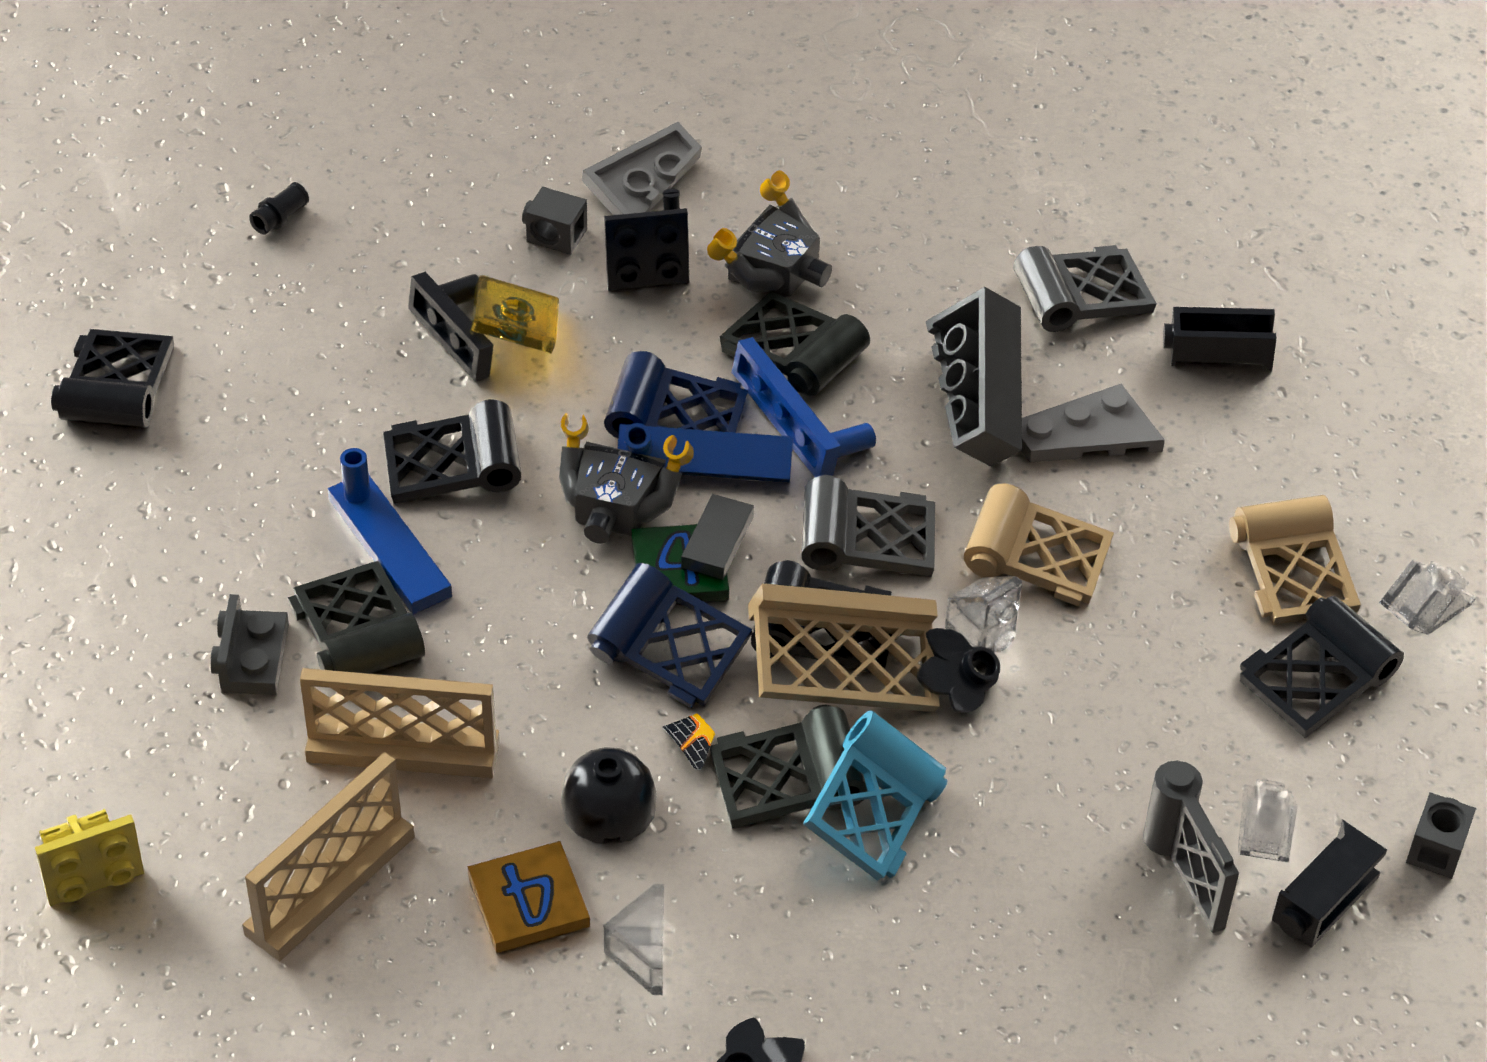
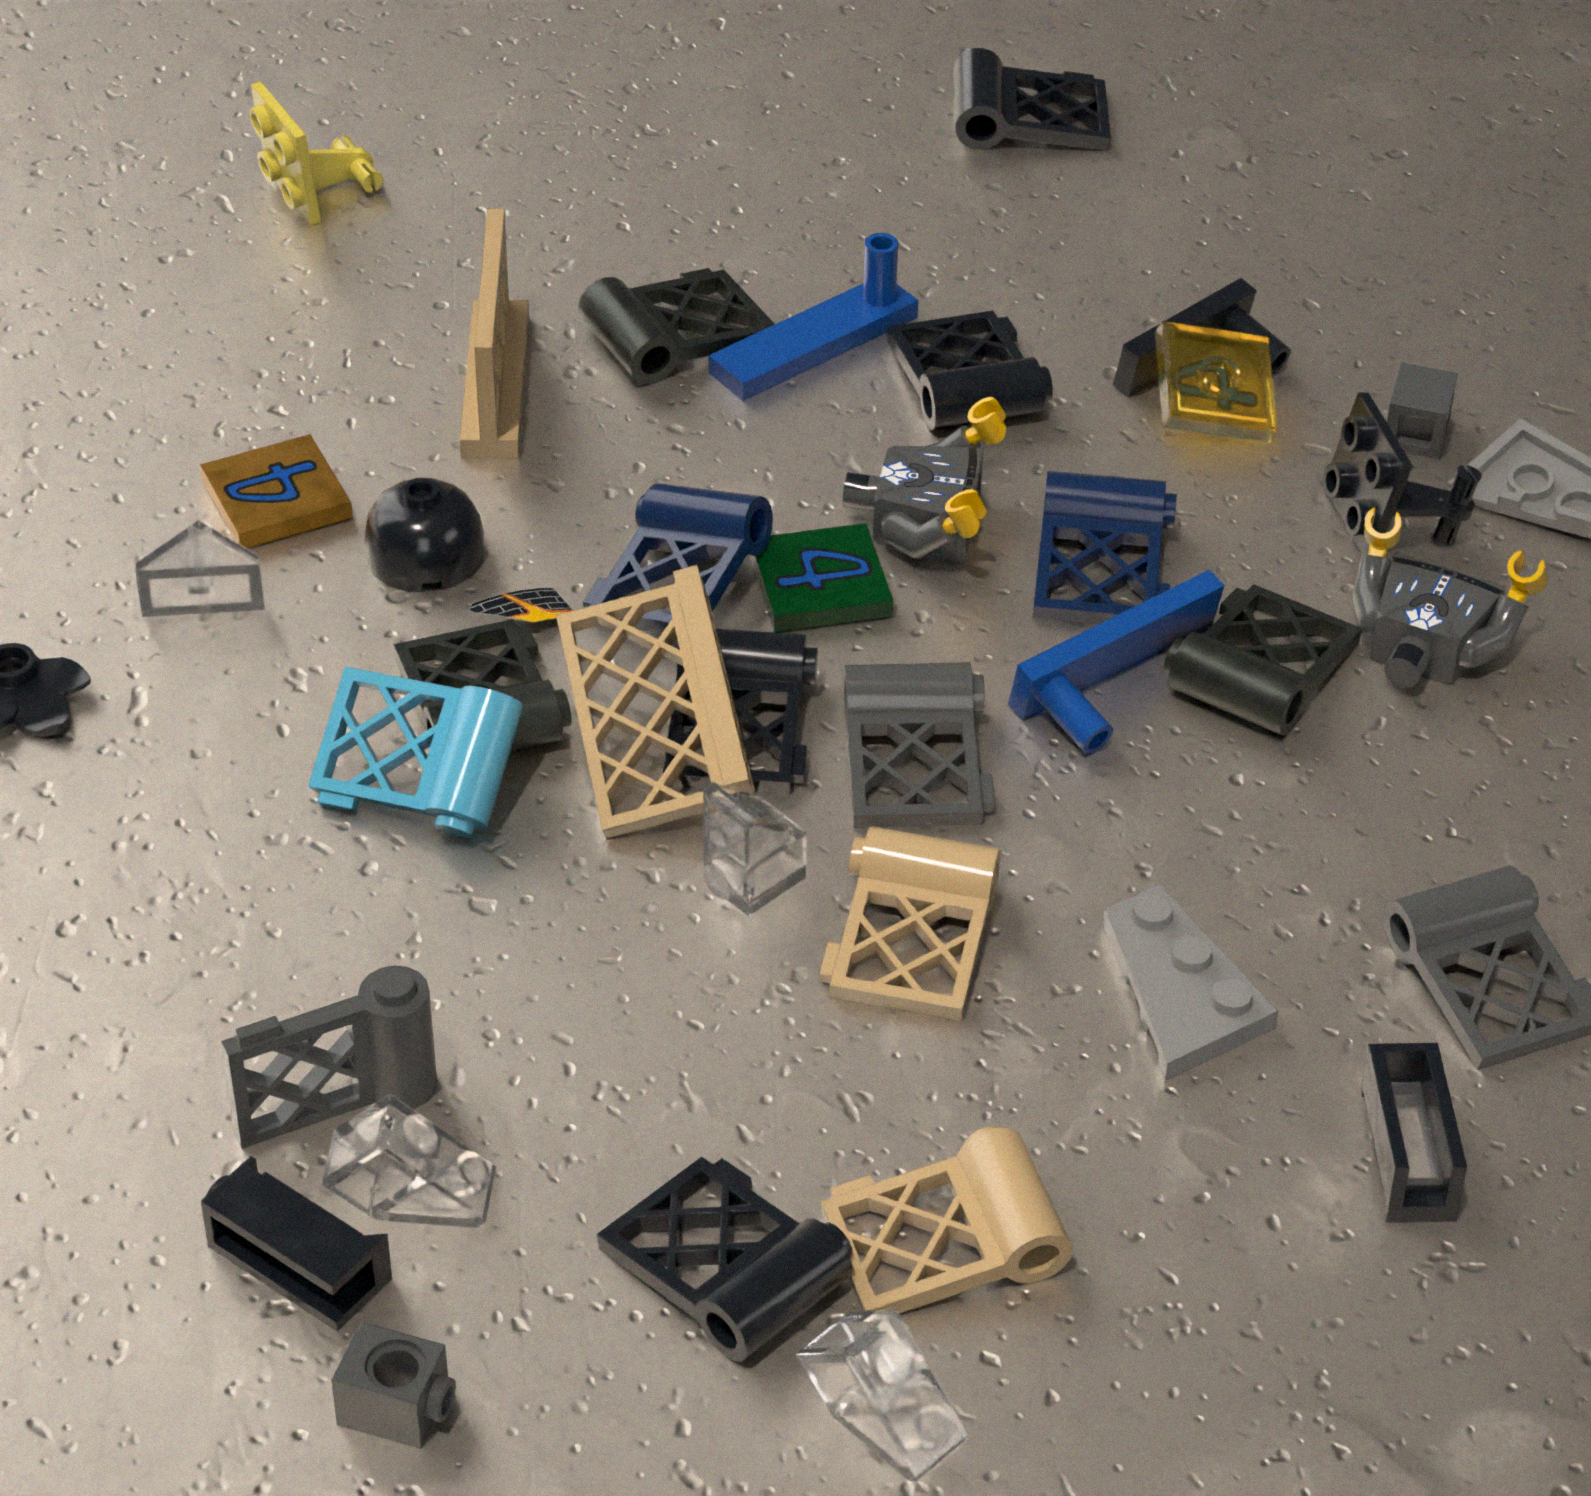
camera: 85 degrees right, 5 degrees down
(249, 649) = (624, 241): dark grey bracket -> none
(274, 211) = (1354, 185): black pin -> none
(323, 881) = (284, 331): tan fence -> none
(715, 452) = (1012, 565): blue piece -> none
(717, 536) = (857, 591): dark grey tile -> none
(954, 671) = (649, 831): black plate -> none
(981, 374) = (1208, 823): dark grey wedge -> none

